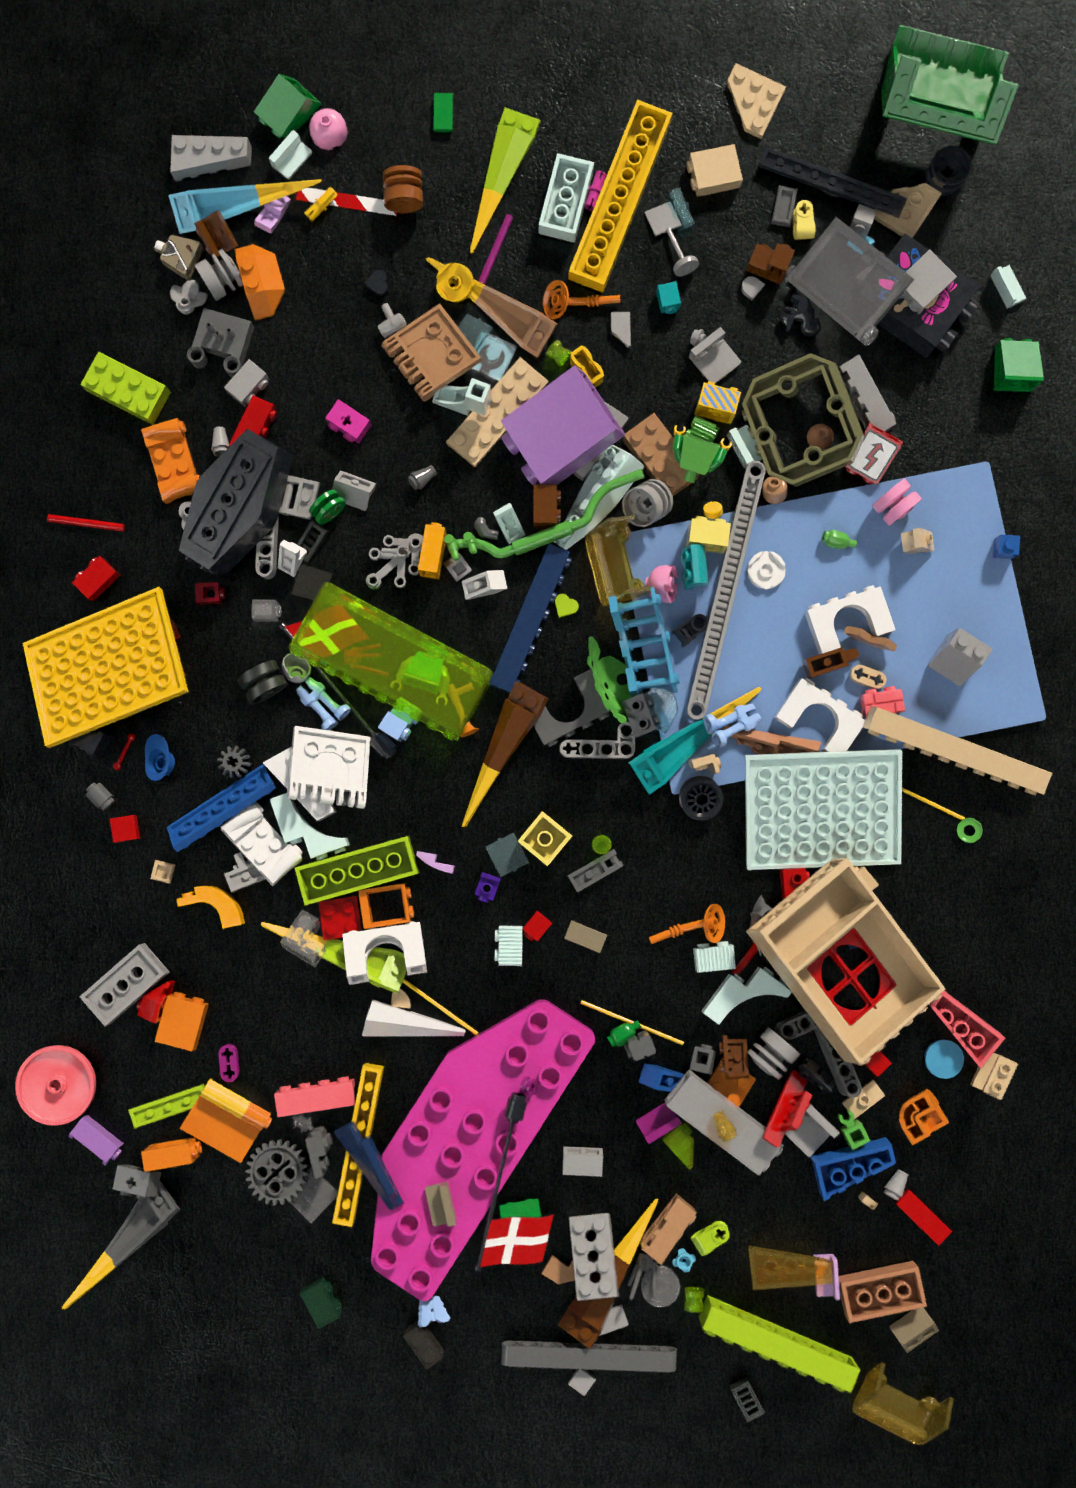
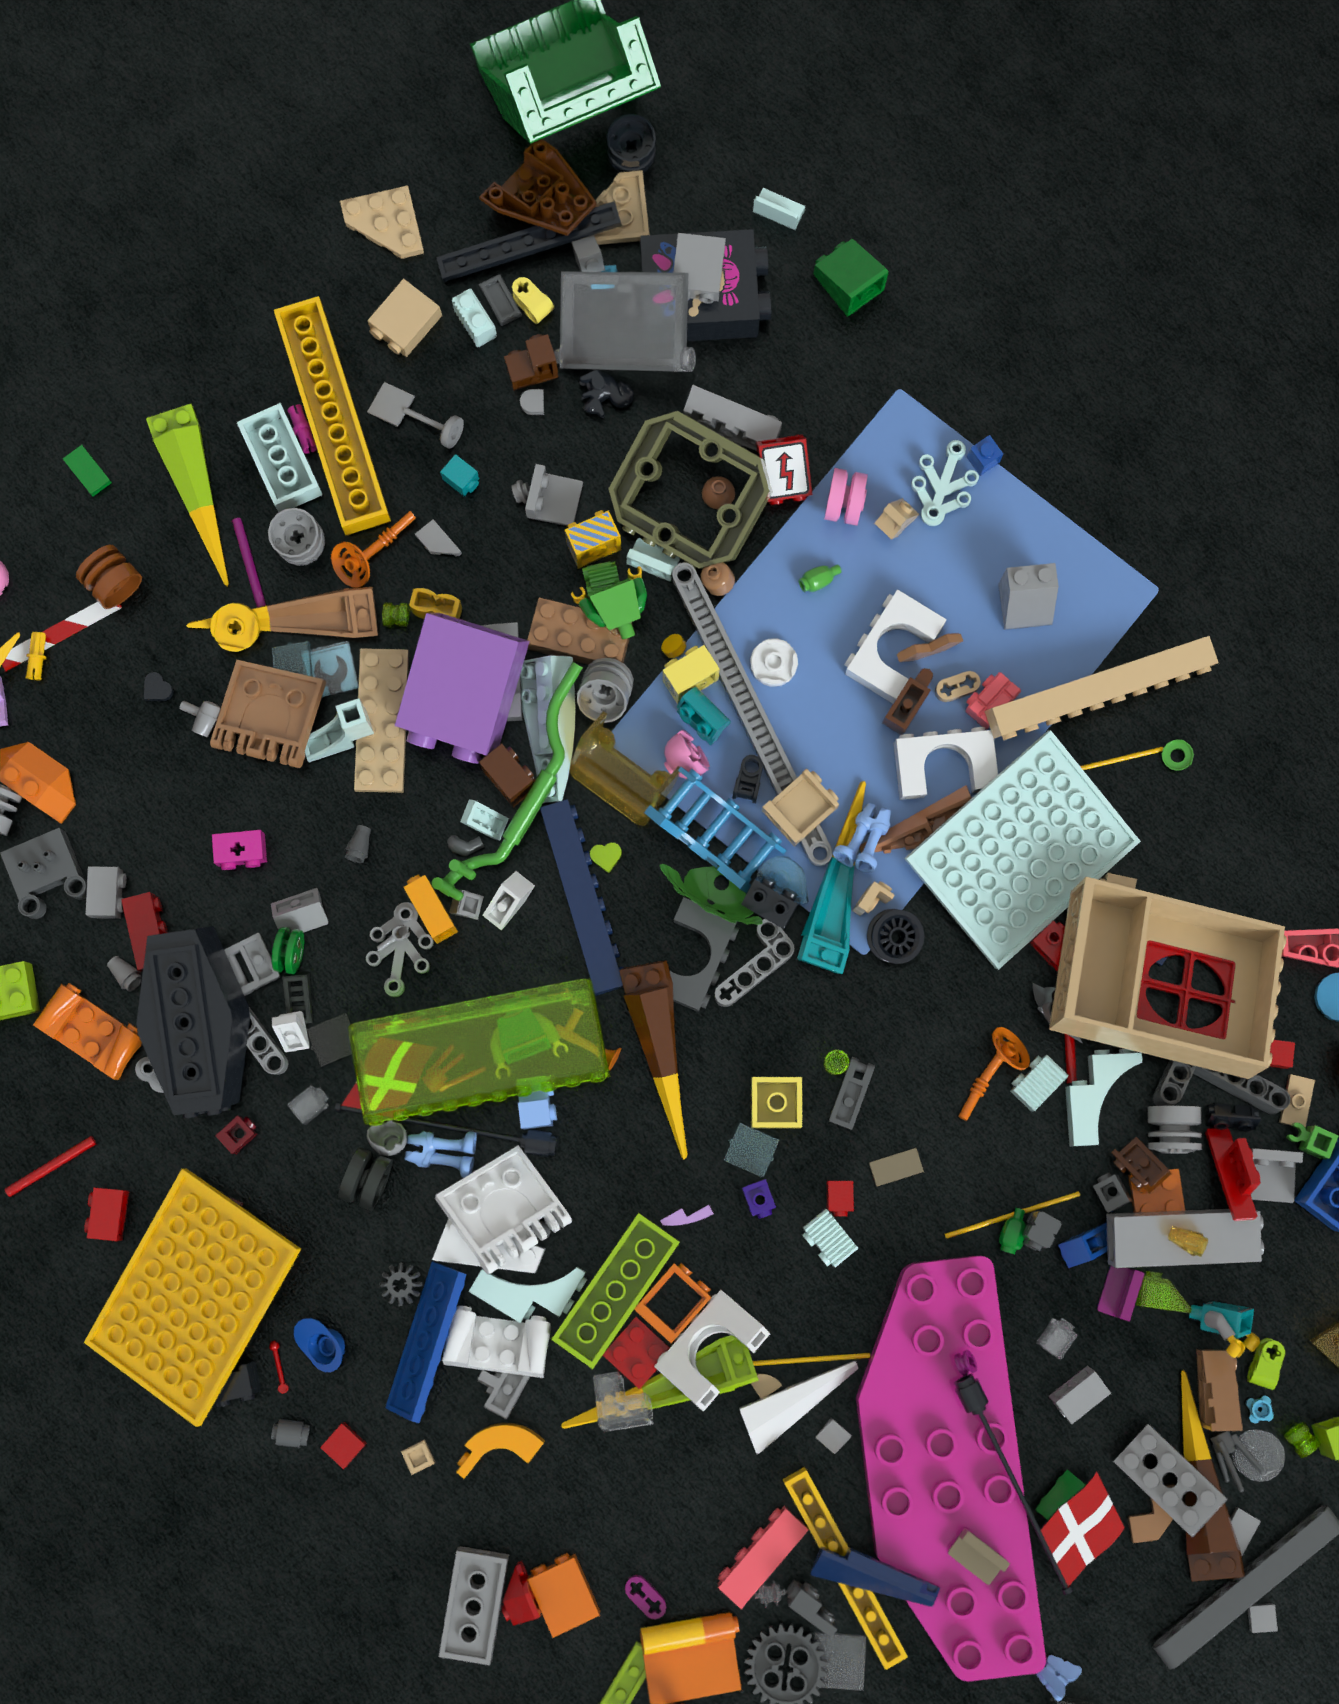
camera: 40 degrees left, 5 degrees down
(416, 1062) = (833, 1436): none -> light grey slope
(530, 247) = (284, 532): none -> light grey wheel
(597, 1117) = (1057, 1338): none -> clear brick
(681, 208) = (401, 379): clear light blue pin -> none
(708, 672) = (801, 807): none -> tan panel
(708, 1195) = (1229, 1322): none -> torso
(758, 204) = (474, 317): none -> light aqua brick
(866, 156) = (542, 191): none -> reddish brown wedge
(963, 545) = (942, 486): none -> light aqua plant

